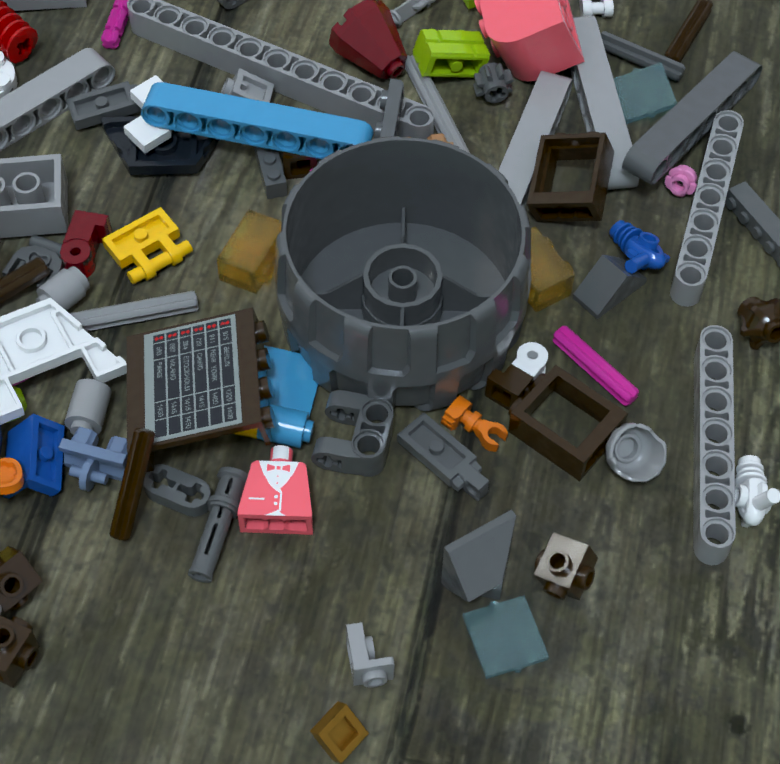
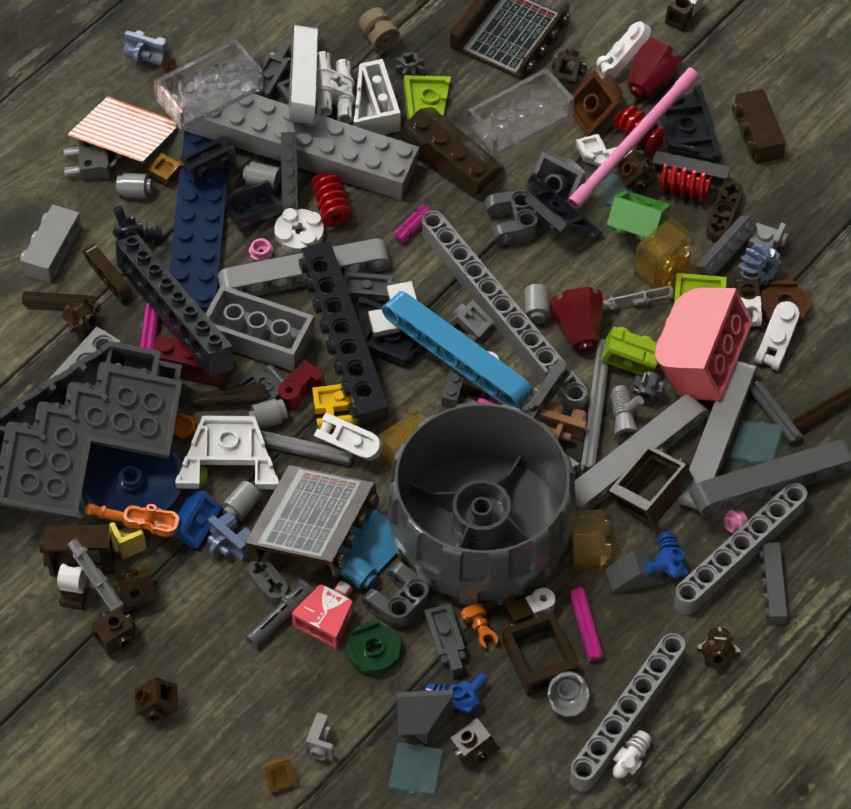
camera: 30 degrees right, 0 degrees up
(111, 161) = (365, 410): none -> black brick
(116, 714) = (156, 699): none -> dark brown brick
(132, 484) = (238, 564): dark brown axle -> none
(184, 273) = (349, 437): none -> white plate
(311, 44) = (537, 303): none -> light grey brick
(362, 531) = (368, 662): none -> dark green plate
(483, 121) = (623, 412): none -> light grey piece
(524, 514) = (463, 694): none -> blue piece

